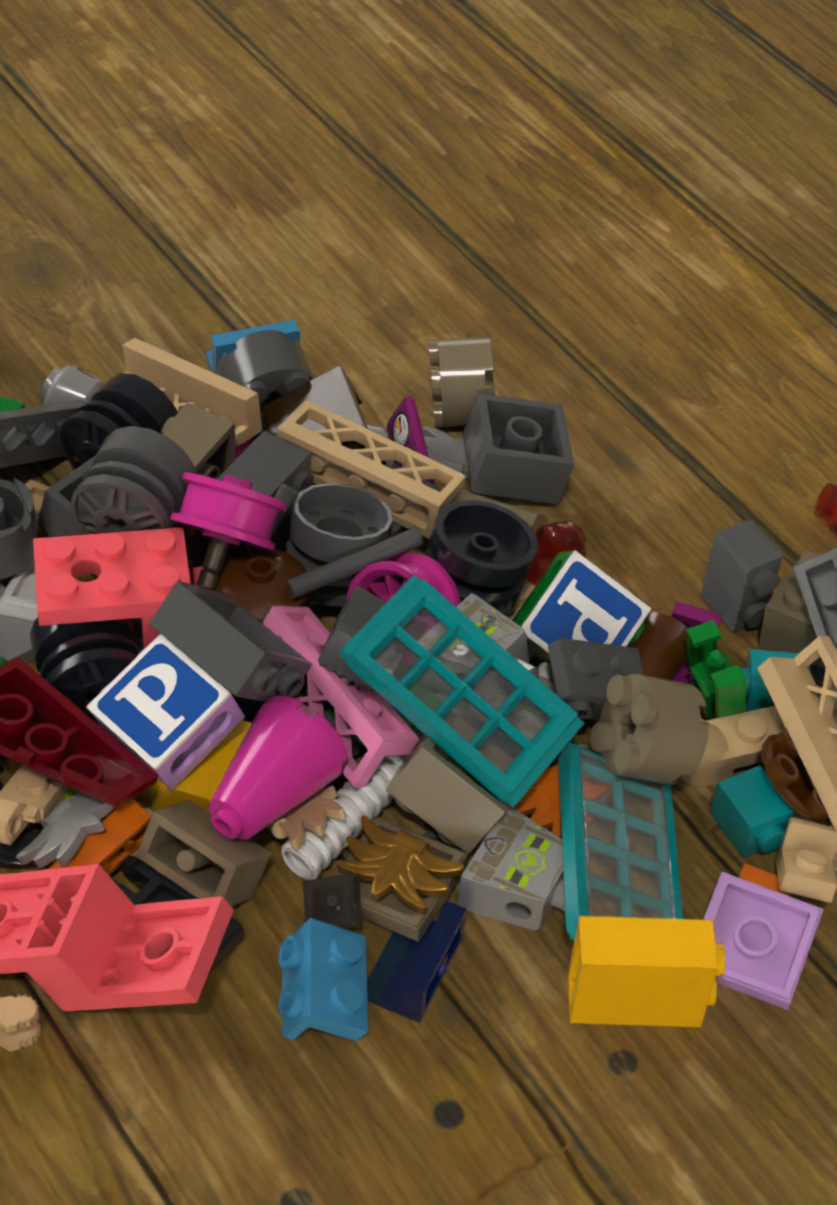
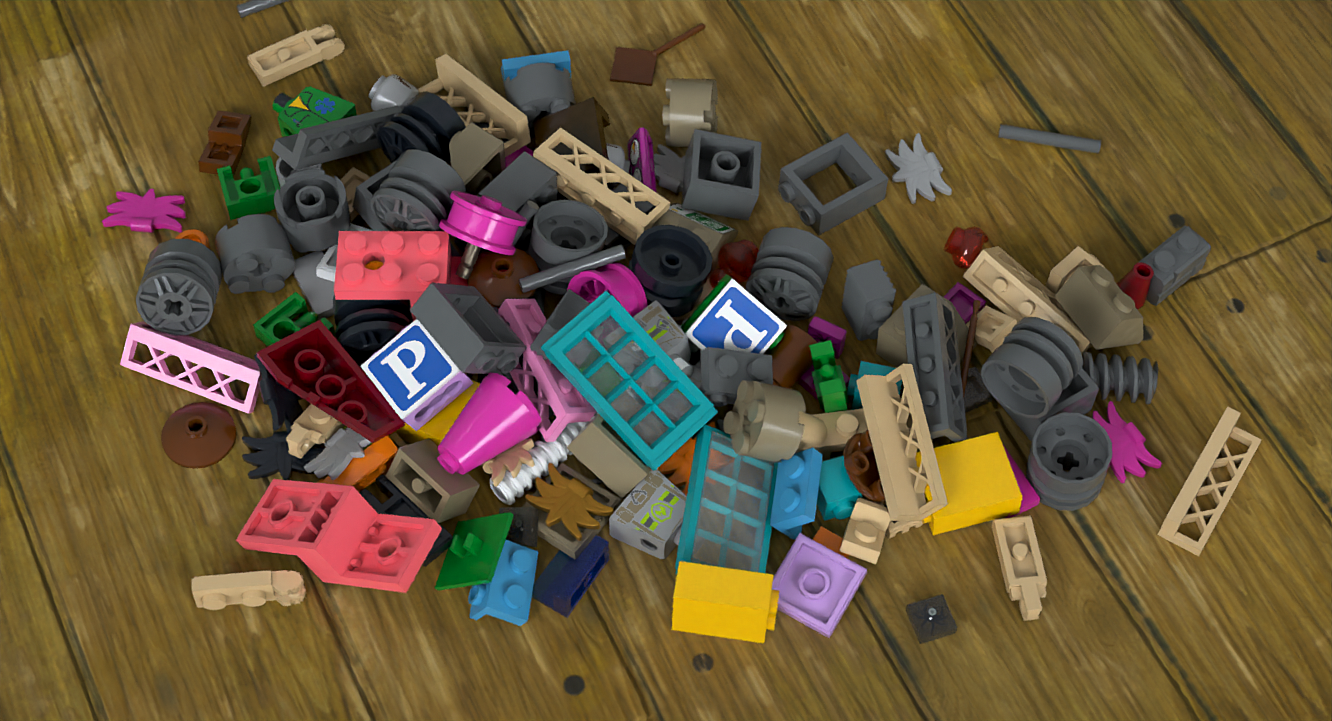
camera: 10 degrees right, 10 degrees up
(278, 943) = (474, 551): none -> green piece
(383, 341) = (638, 65): none -> reddish brown piece
(638, 545) = (790, 273): none -> dark grey wheel
(677, 424) = (854, 162): none -> dark grey window
(706, 819) = (796, 492): none -> dark azure bracket
(758, 430) = (918, 170): none -> light grey piece

